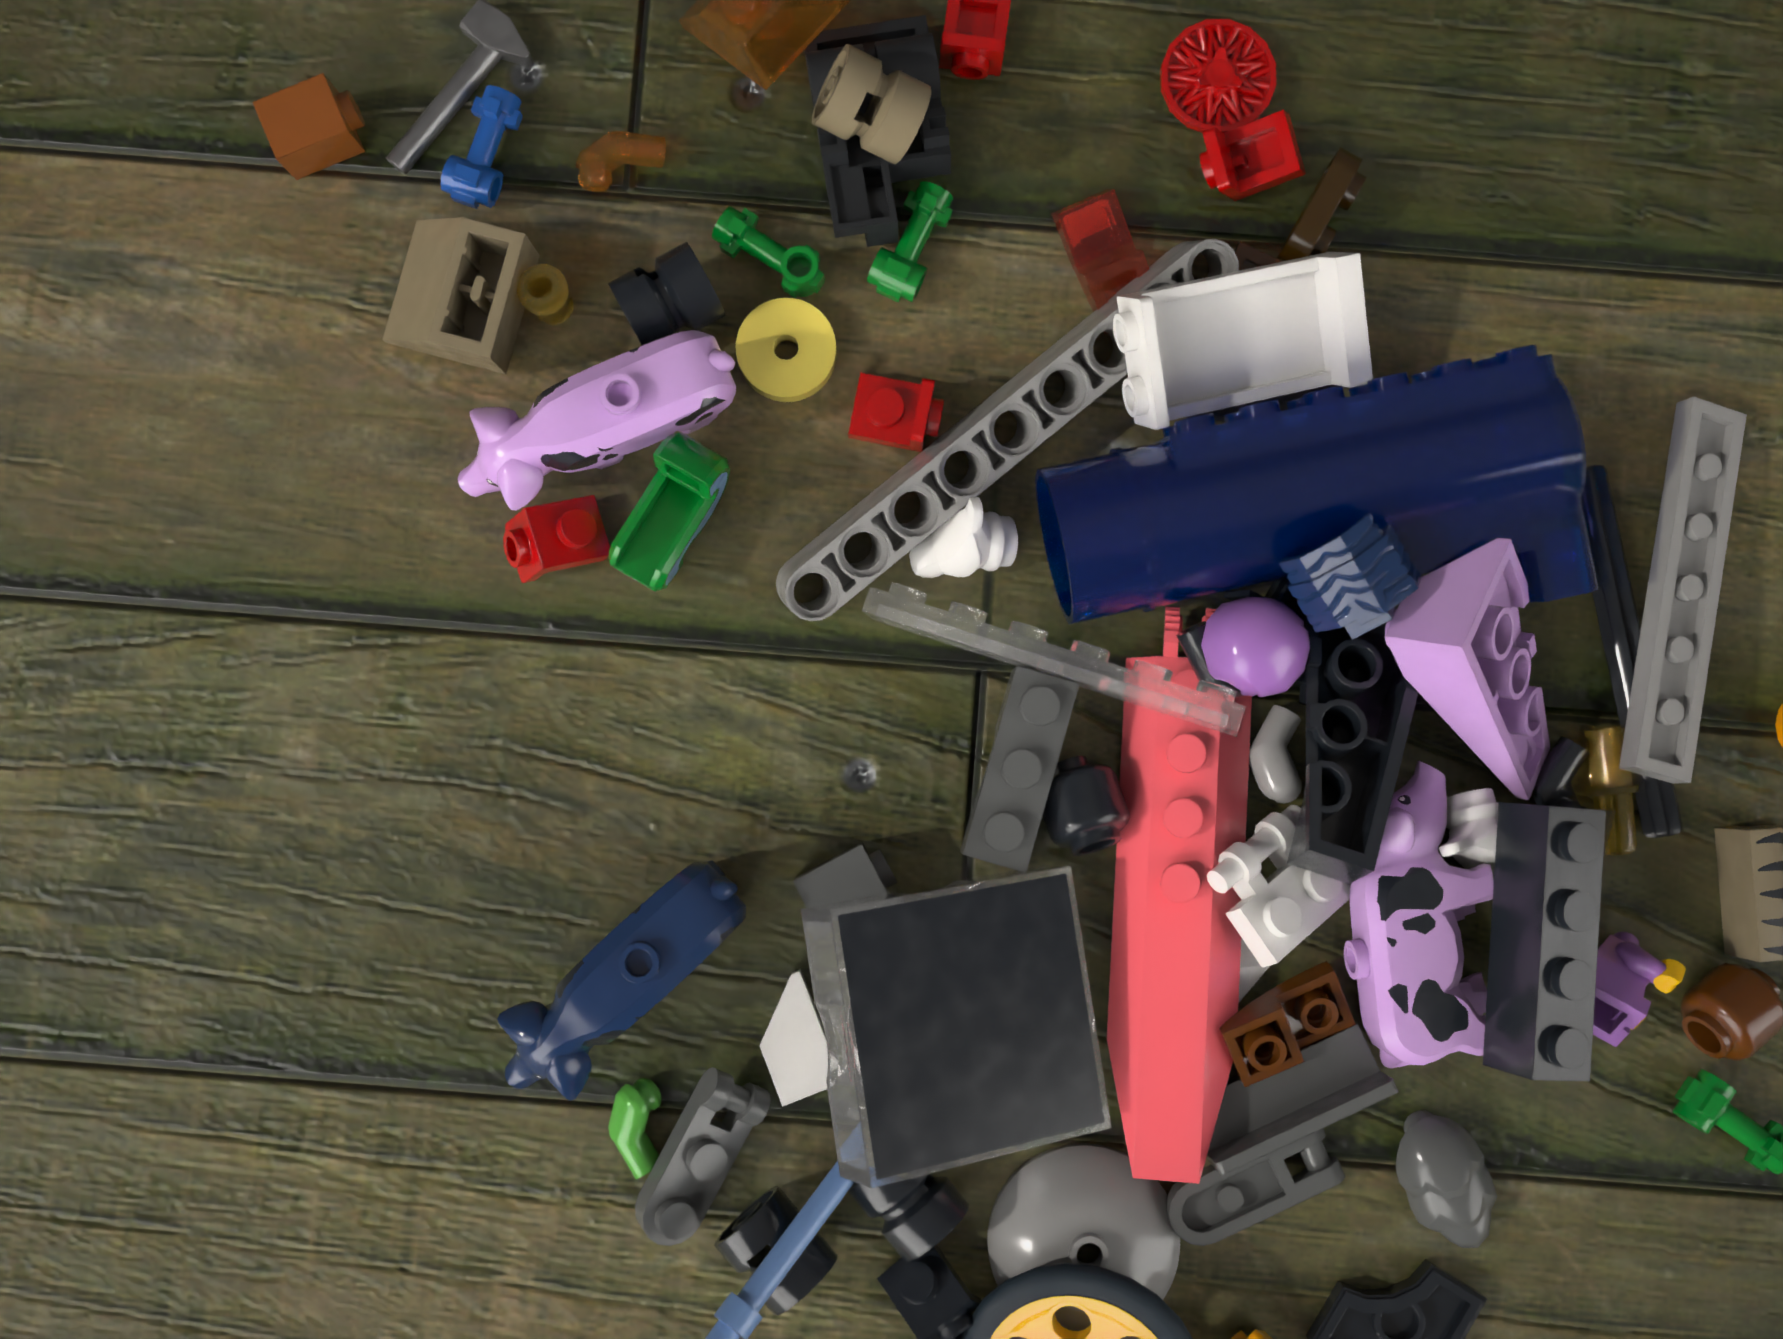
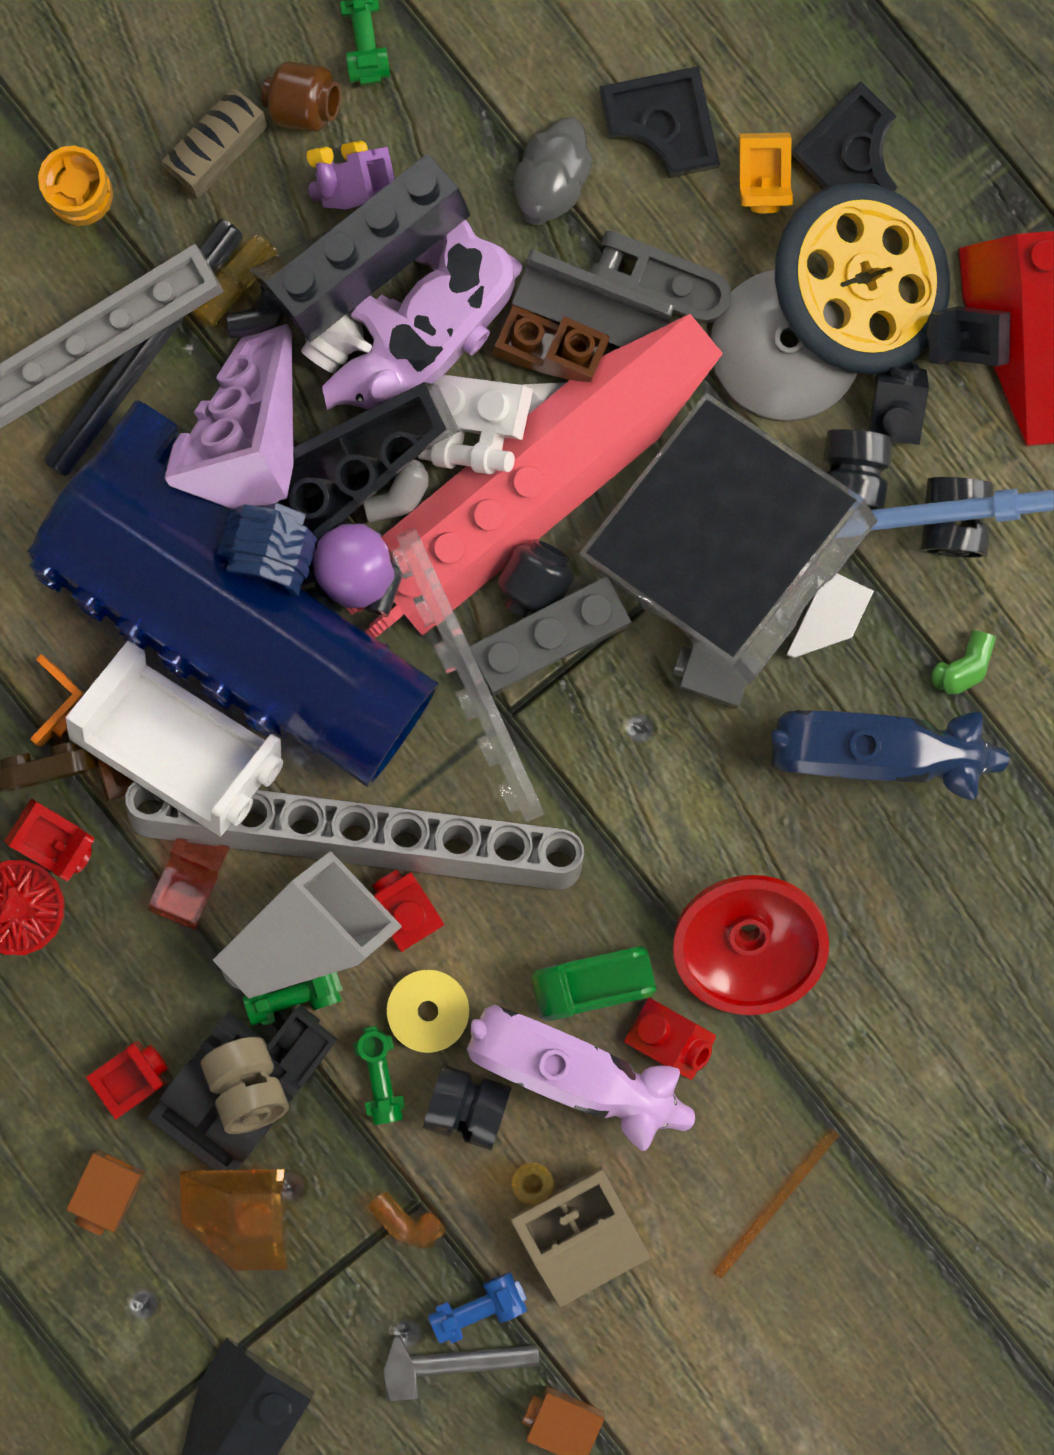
camera: 135 degrees left, 0 degrees up
(326, 498) = (776, 1203): none -> clear orange axle
(546, 673) = (754, 968): none -> red dish
(698, 1157) = (947, 612): dark grey plate -> none
(954, 293) = (307, 931): none -> light grey slope
(966, 544) = (445, 790): white animal -> none
(1379, 299) = (57, 722): none -> orange bracket

